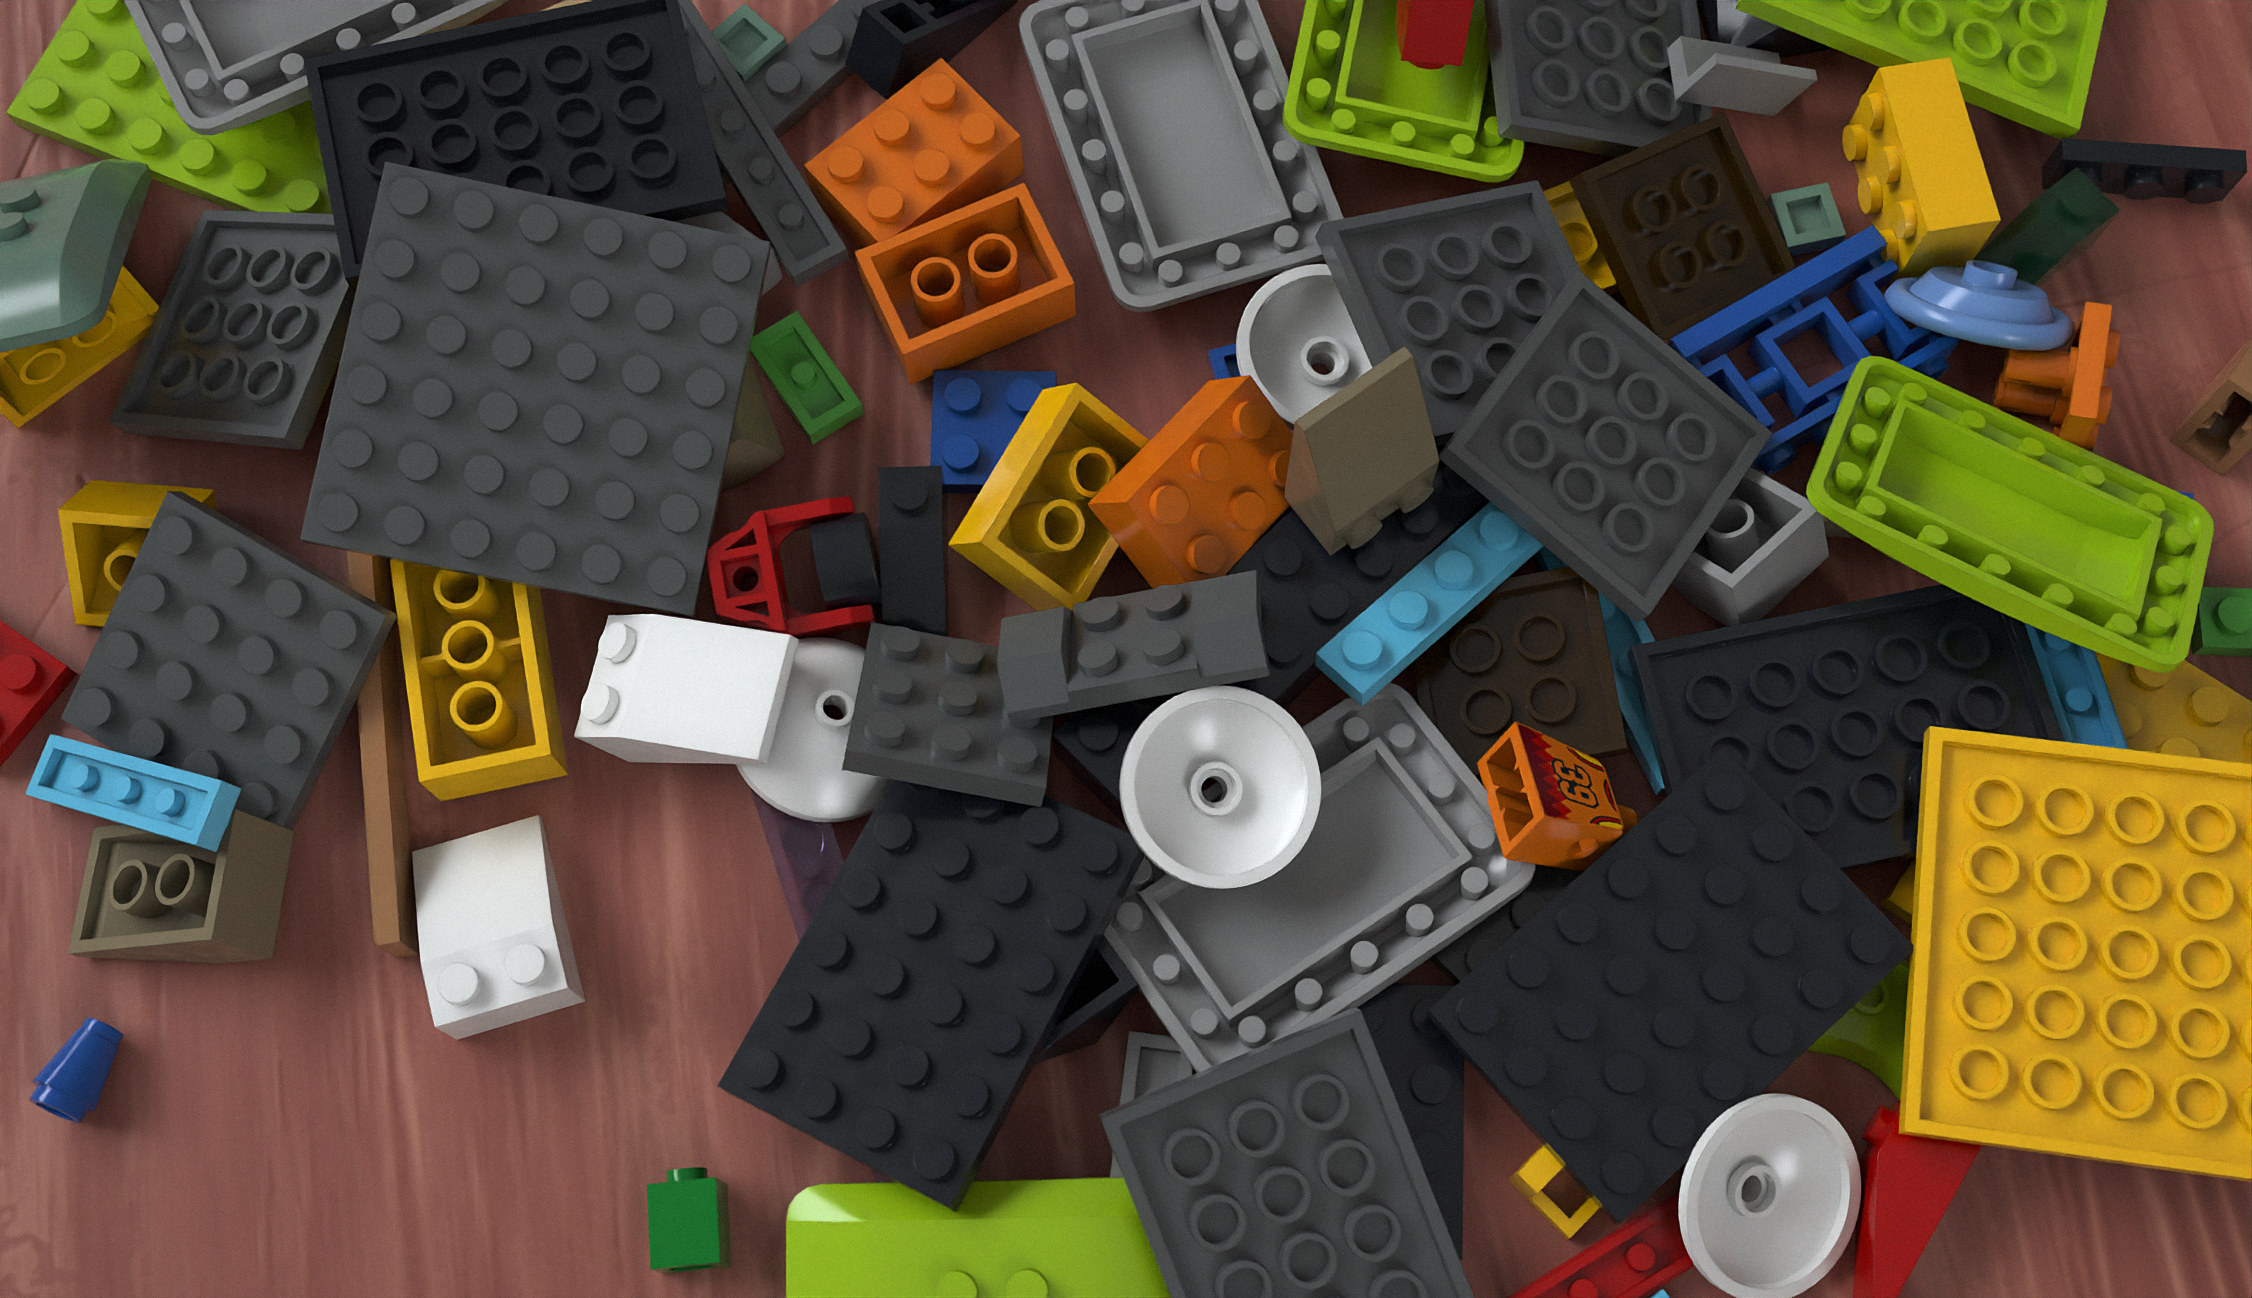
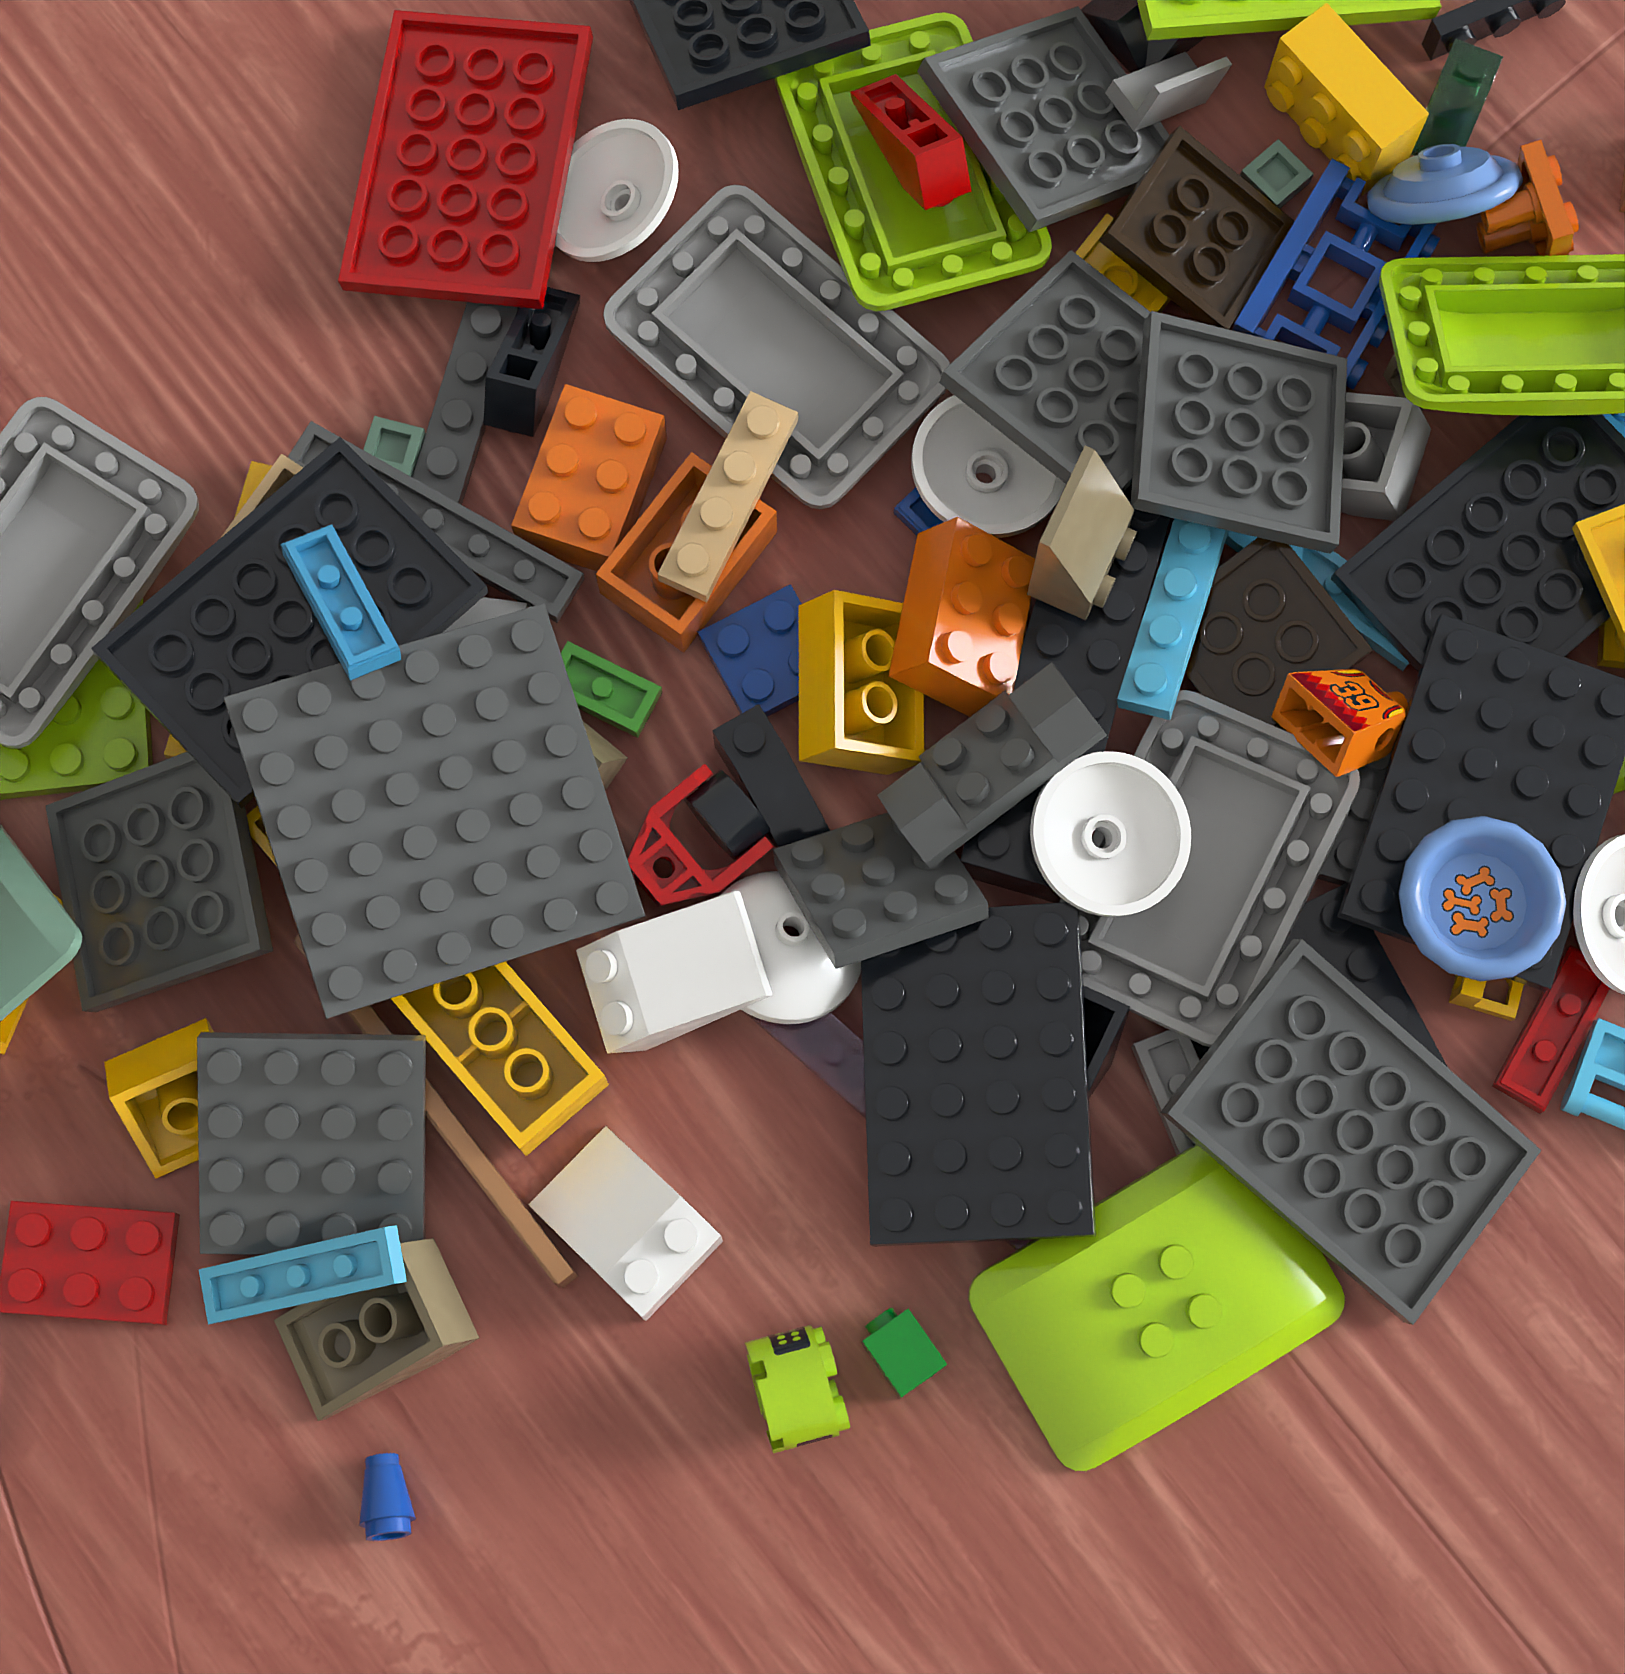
camera: 30 degrees left, 5 degrees up
(546, 1194) = (794, 1387): none -> lime brick
(562, 134) = (341, 602): none -> dark azure tile
(1031, 242) = (728, 496): none -> tan plate
(1588, 1076) = (1482, 898): none -> medium blue piece

